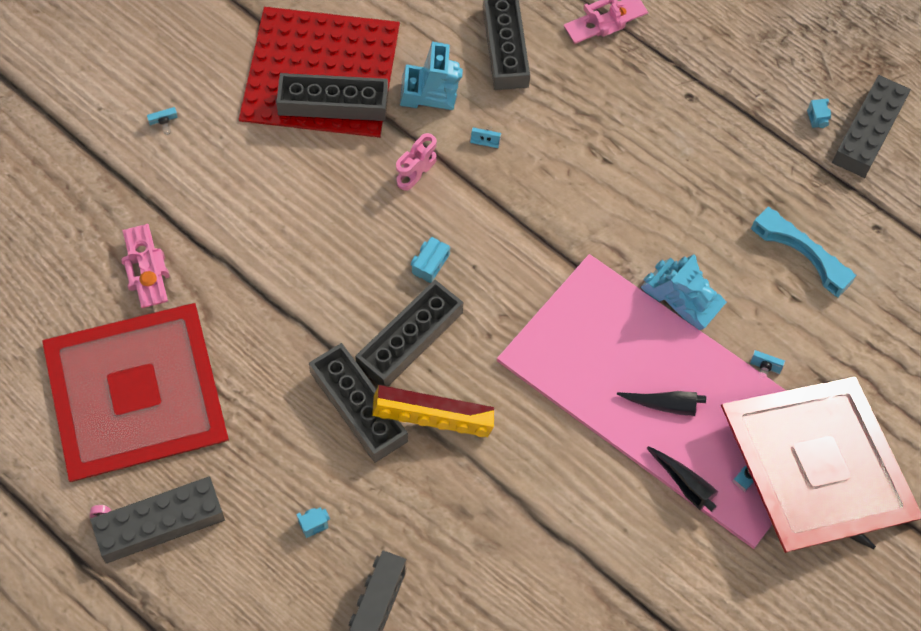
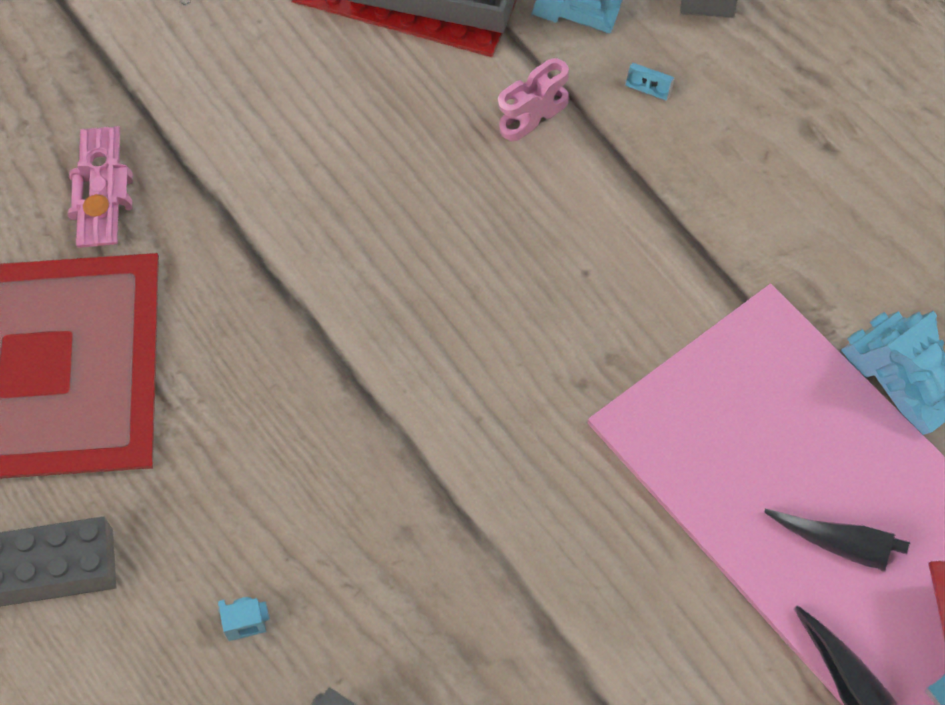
camera: 20 degrees right, 0 degrees up
(353, 399) = (357, 448): dark grey brick -> none
(409, 334) = (460, 357): dark grey brick -> none
(430, 259) = (521, 249): medium azure brick -> none
(433, 411) = (465, 483): yellow brick -> none

